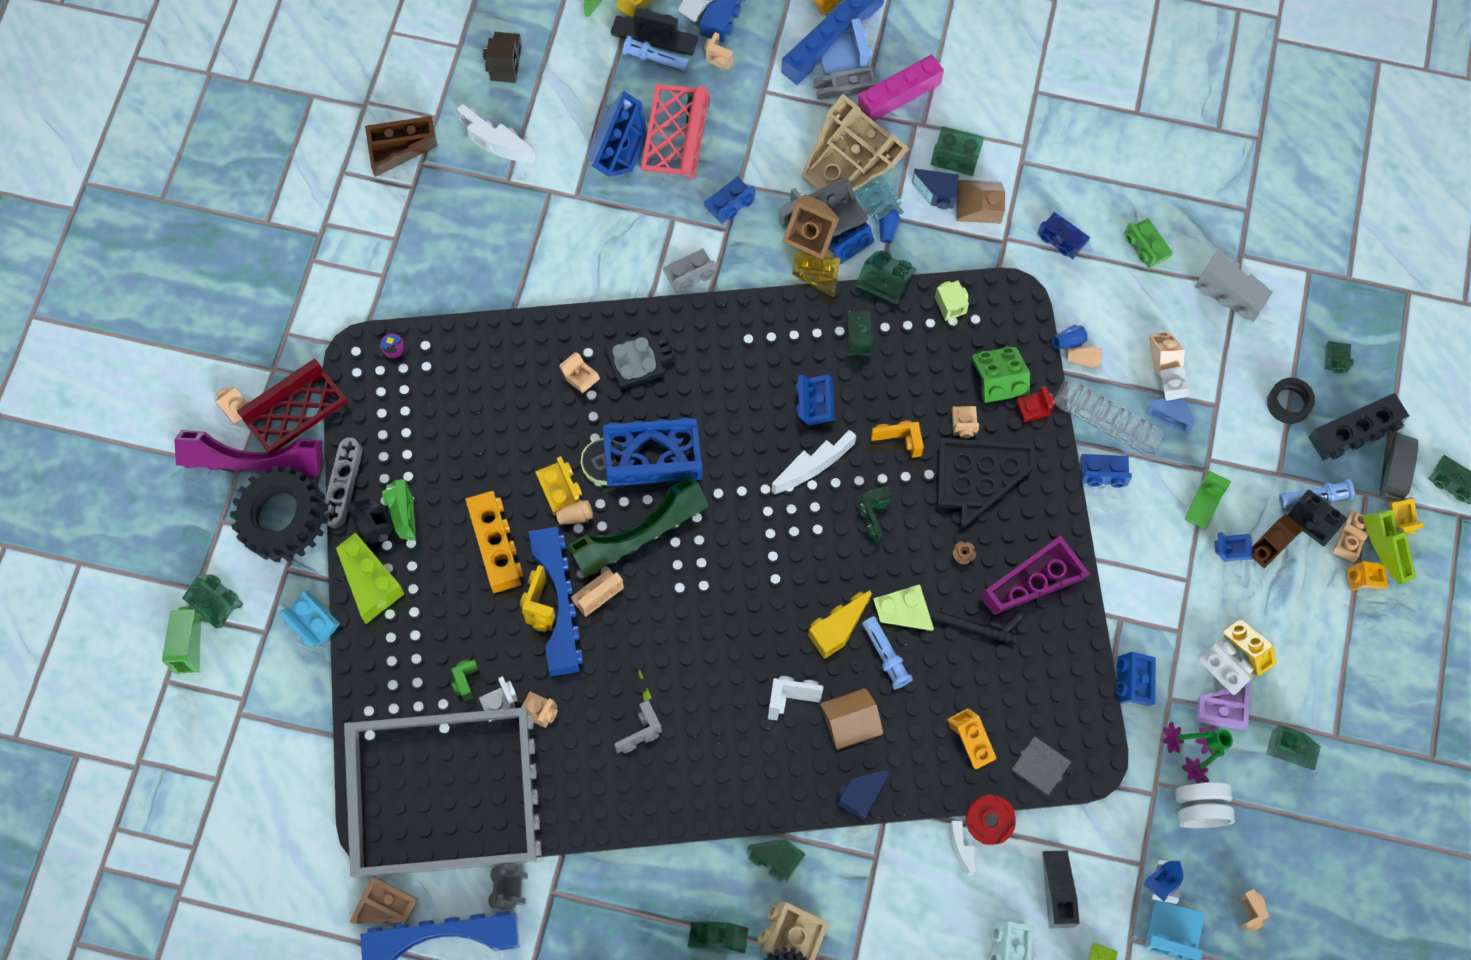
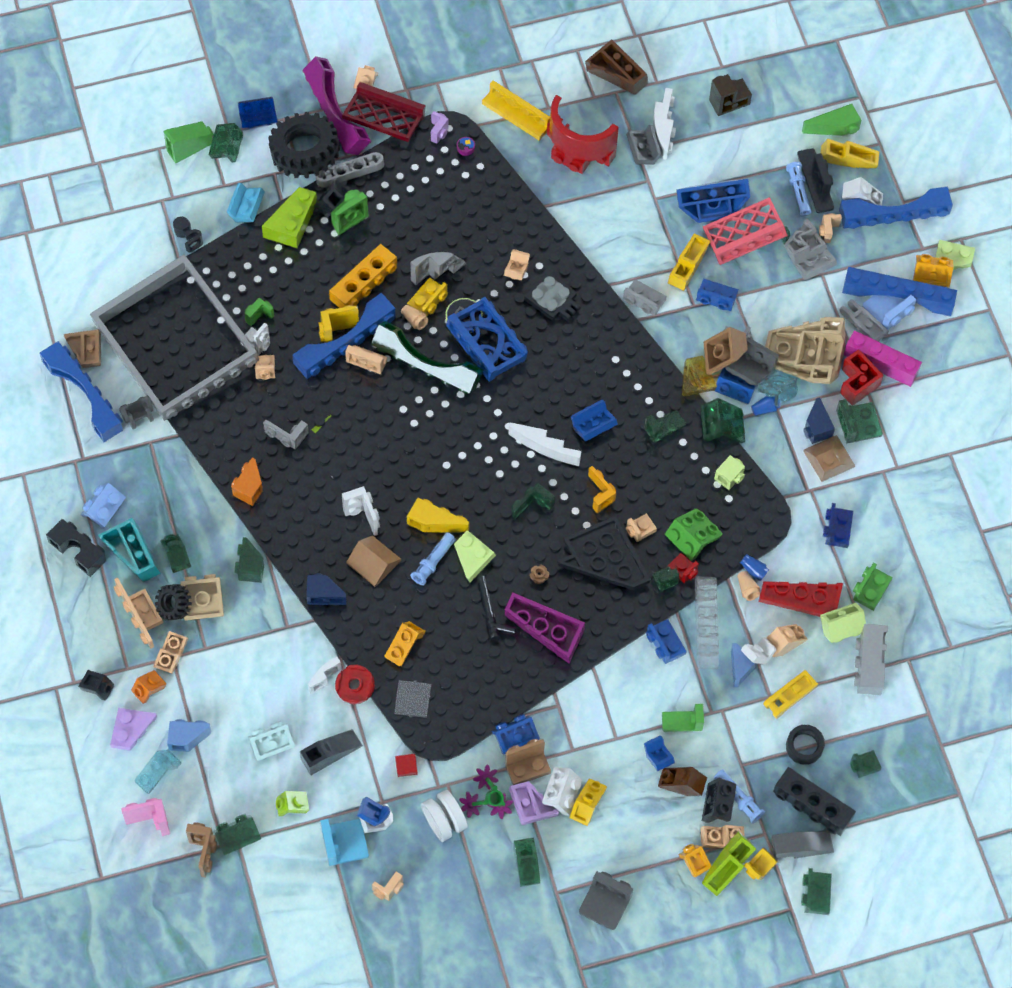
camera: 60 degrees right, 5 degrees down
(198, 544) = (257, 112): none -> clear blue bracket
(294, 708) = (183, 229): none -> black leg
(347, 352) = (441, 126): none -> lavender bracket
(381, 270) = (517, 111): none -> yellow fence
(468, 239) = (576, 149): none -> red piece
(509, 169) = (644, 145): none -> dark grey bracket
(530, 452) = (434, 265): none -> light grey slope
(676, 204) = (688, 262): none -> yellow slope
(681, 804) = (248, 485): none -> orange slope
(734, 87) = (809, 251): none -> light grey slope
(911, 116) = (862, 377): none -> red brick
(1040, 429) = (666, 578): none -> clear green bracket
(1113, 815) = (406, 765): none -> red tile
(1130, 305) = (802, 597): none -> red wing
(1179, 289) = (843, 622): none -> yellowish green brick
(1180, 686) = (527, 762): none -> medium nougat bracket
(1227, 383) = (791, 693): none -> yellow plate
(1374, 691) = (606, 900): none -> dark grey bracket

